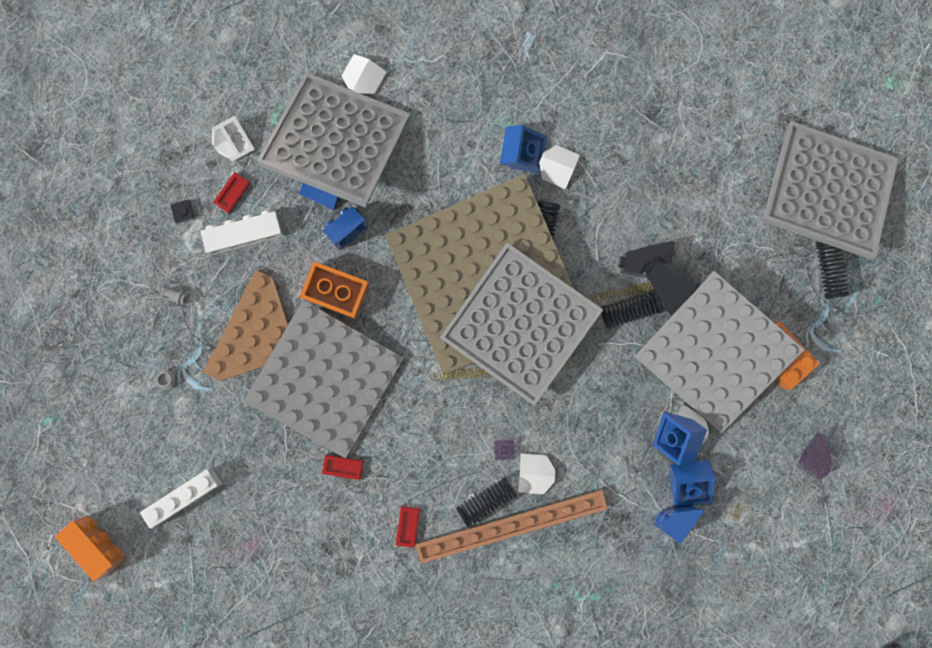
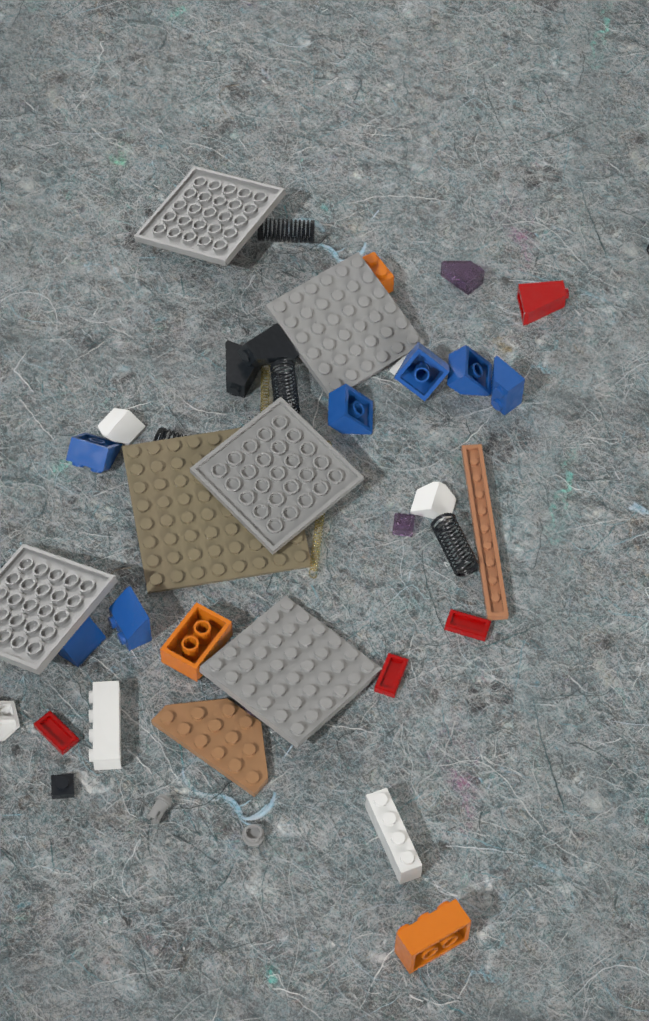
camera: 75 degrees left, 30 degrees down
(619, 376) = (350, 411): none -> blue slope
(802, 540) = (540, 299): none -> red slope

